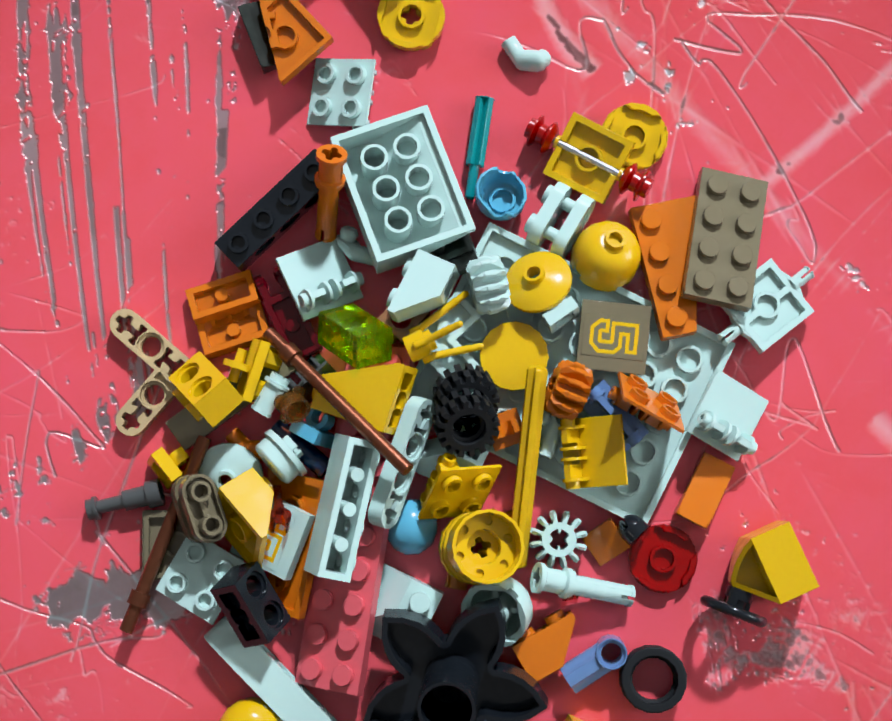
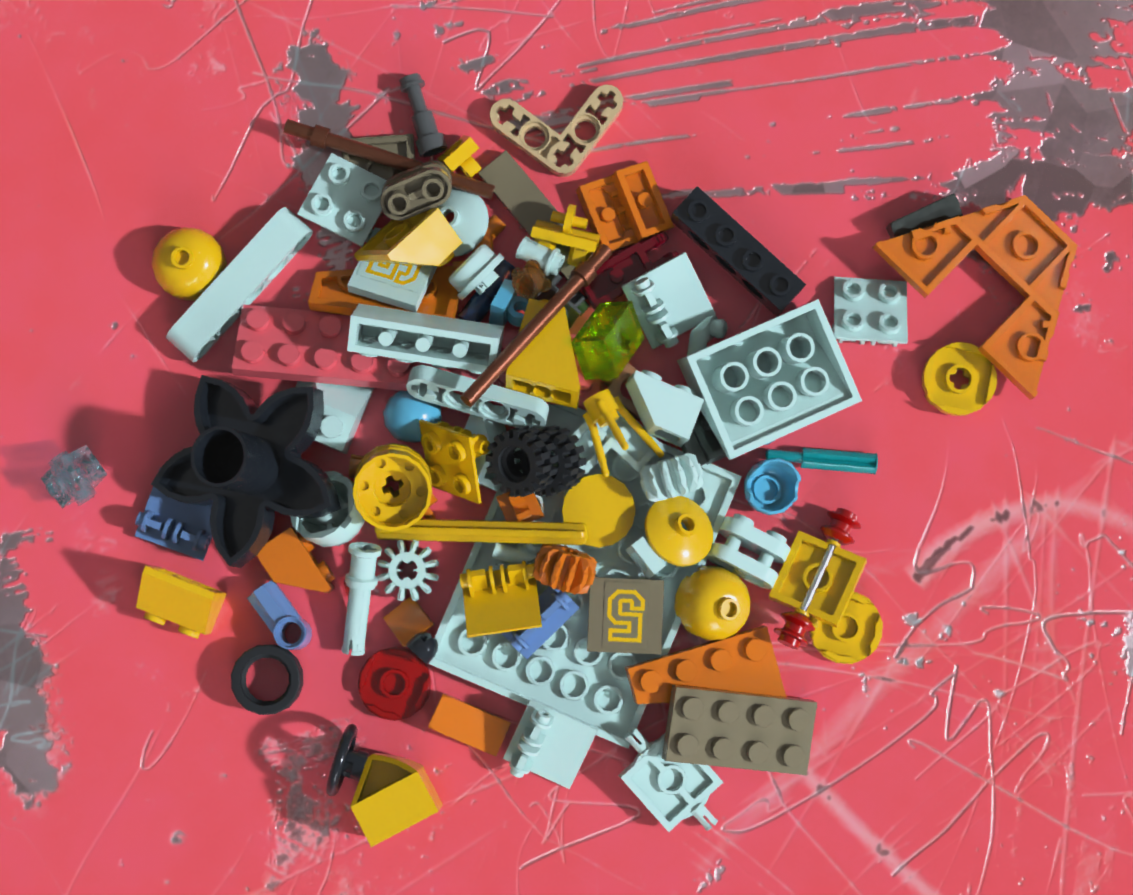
camera: 85 degrees right, 0 degrees up
(204, 390) = (540, 187): yellow brick -> none
(250, 604) = (319, 250): black brick -> none
(279, 514) = (415, 273): clear red hand -> none
(329, 181) = (770, 301): orange pin -> none
(526, 59) = (921, 505): light aqua arm -> none
(655, 408) = (551, 667): orange hinge -> none

